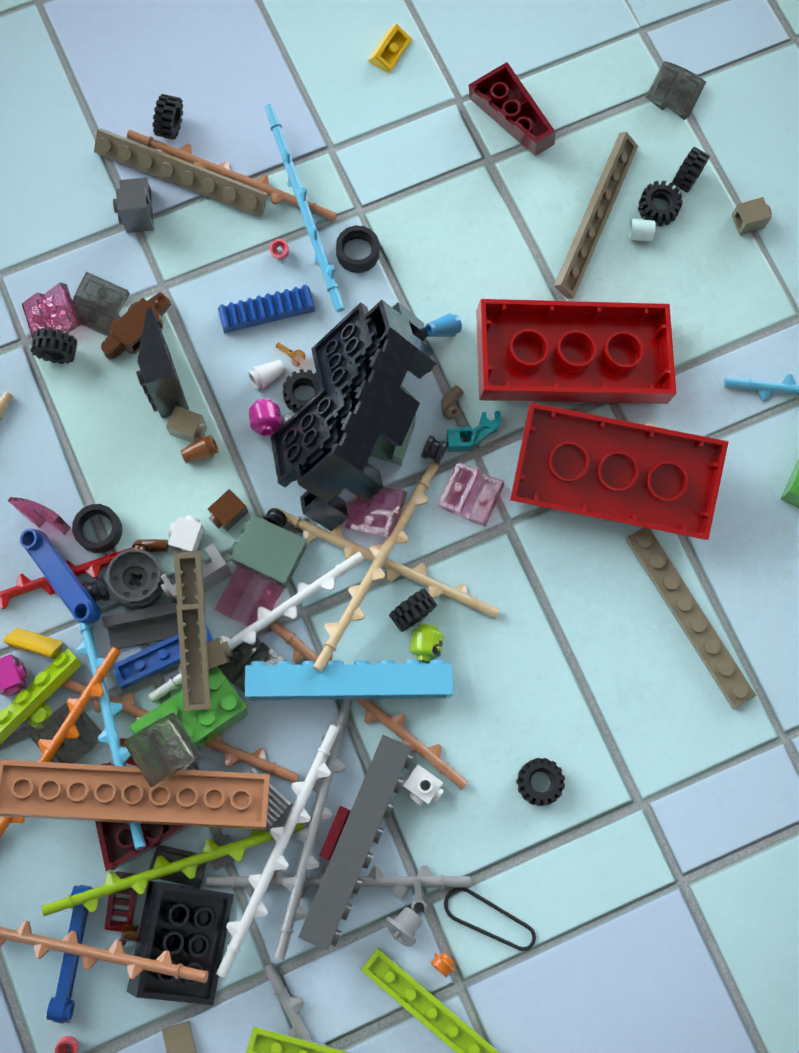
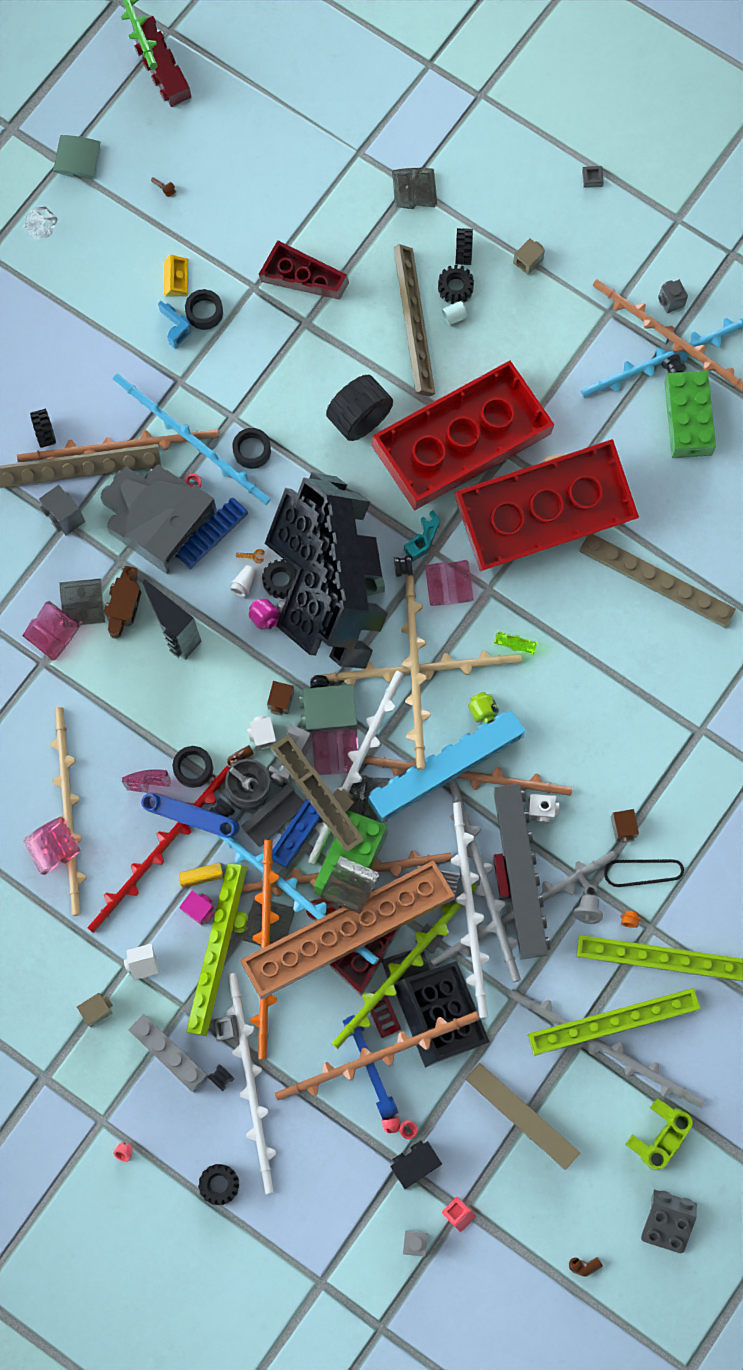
camera: 25 degrees left, 0 degrees up
(54, 346) = (73, 652): black tyre -> none
(54, 1031) = (391, 1124): none -> coral hinge
(129, 933) = (402, 1027): reddish brown hand -> none
(130, 570) = (245, 780): none -> light grey hand
(186, 424) = (209, 653): dark tan brick -> none
(200, 449) = (232, 664): dark orange cone -> none
(222, 256) = (155, 512): none -> dark grey panel
(358, 101) = (182, 331): none -> dark azure bracket
(378, 514) = (393, 637): clear pink slope -> none
(396, 77) = (201, 295): none -> black tyre
(412, 610) = (460, 689): black tyre -> none
(444, 326) = (355, 468): dark azure cone -> none
(448, 402) = (391, 525): dark tan arm -> none
(486, 265) = (359, 407): none -> black tyre
(498, 858) = (625, 825): none -> reddish brown brick
(501, 594) = (515, 642): none -> clear neon green pin
(556, 781) = (631, 748): black tyre -> none

